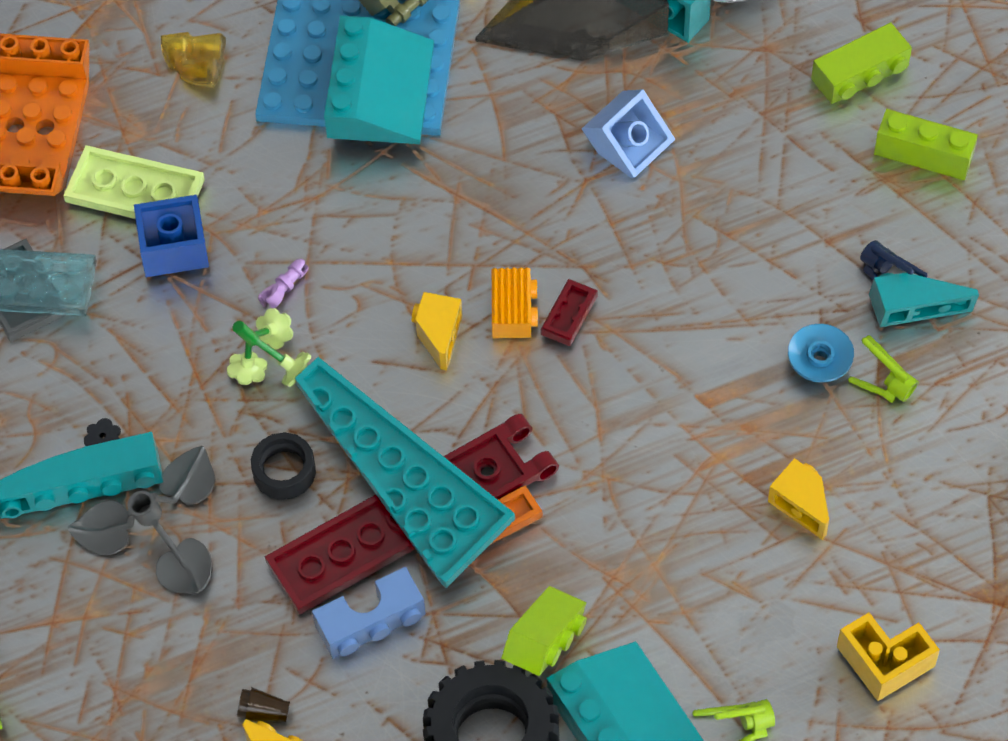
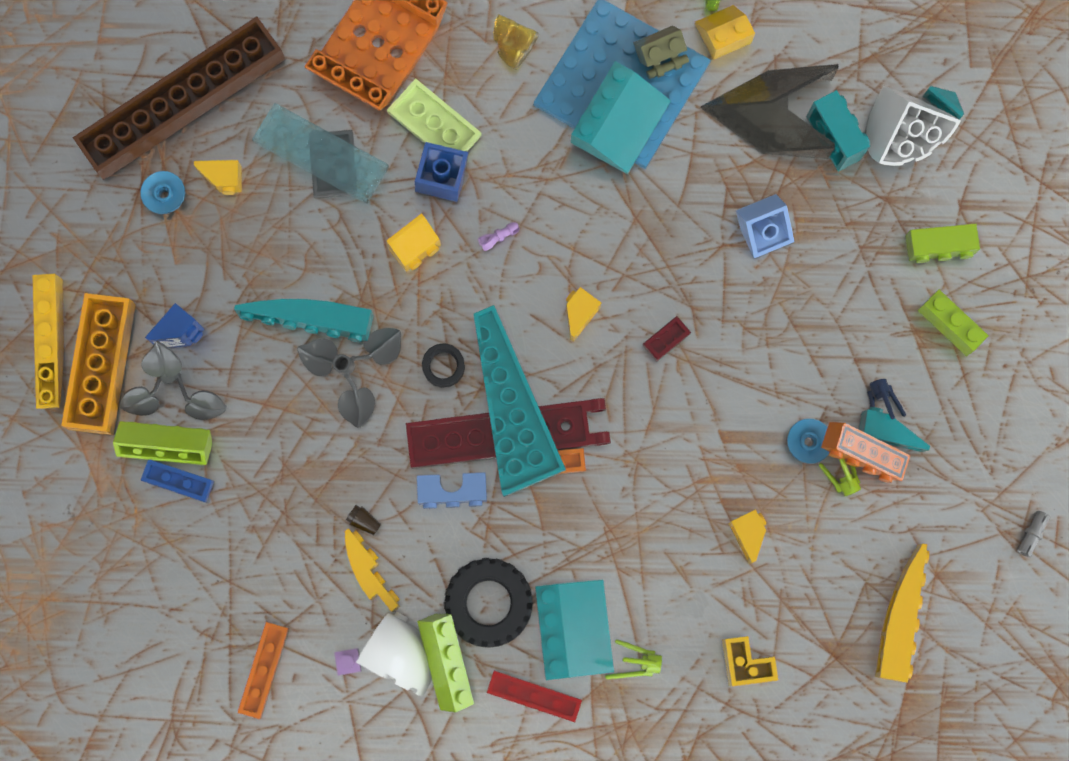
camera: 20 degrees right, 20 degrees up
(102, 429) = (347, 287): black plant -> none
(172, 331) = (413, 243): none -> yellow slope
(272, 330) = (453, 282): yellowish green plant -> none
(512, 303) = (633, 316): light orange brick -> none
(545, 631) = (548, 556): lime brick -> none
(898, 325) = (865, 451): none -> orange brick

